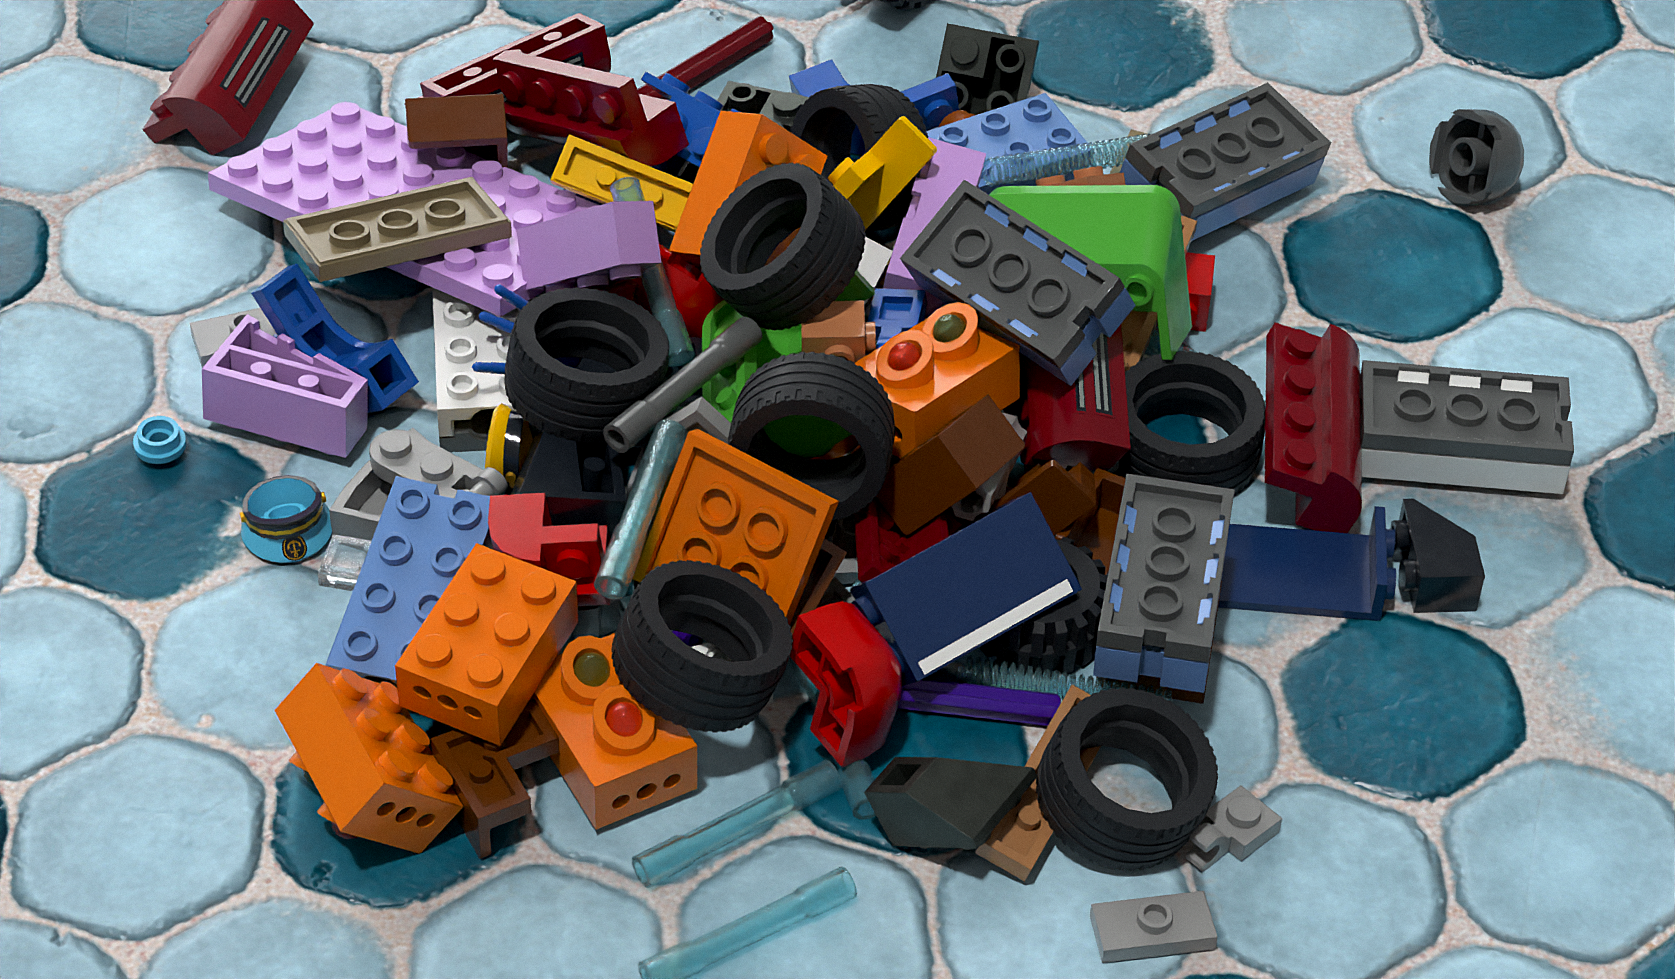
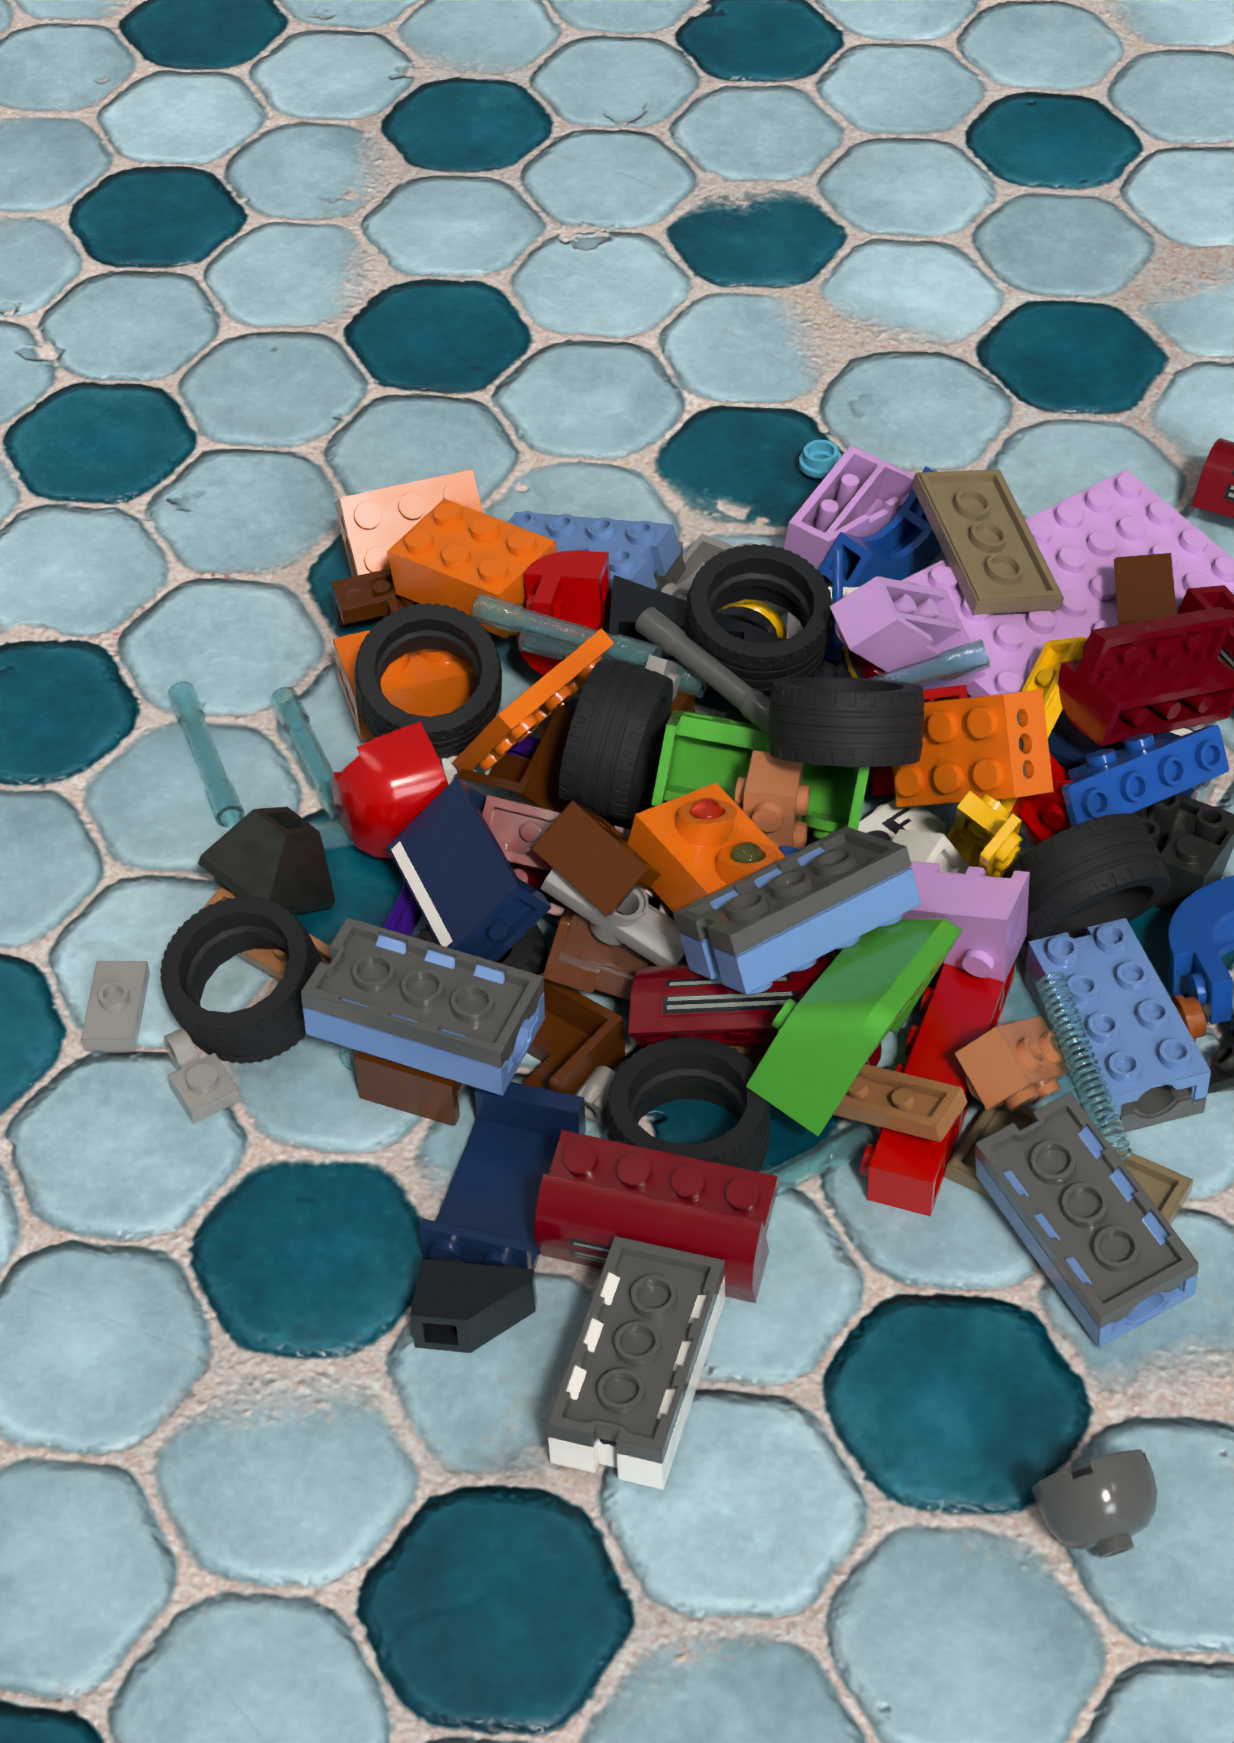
camera: 105 degrees right, 0 degrees up
(285, 519) = (717, 516): piece -> none

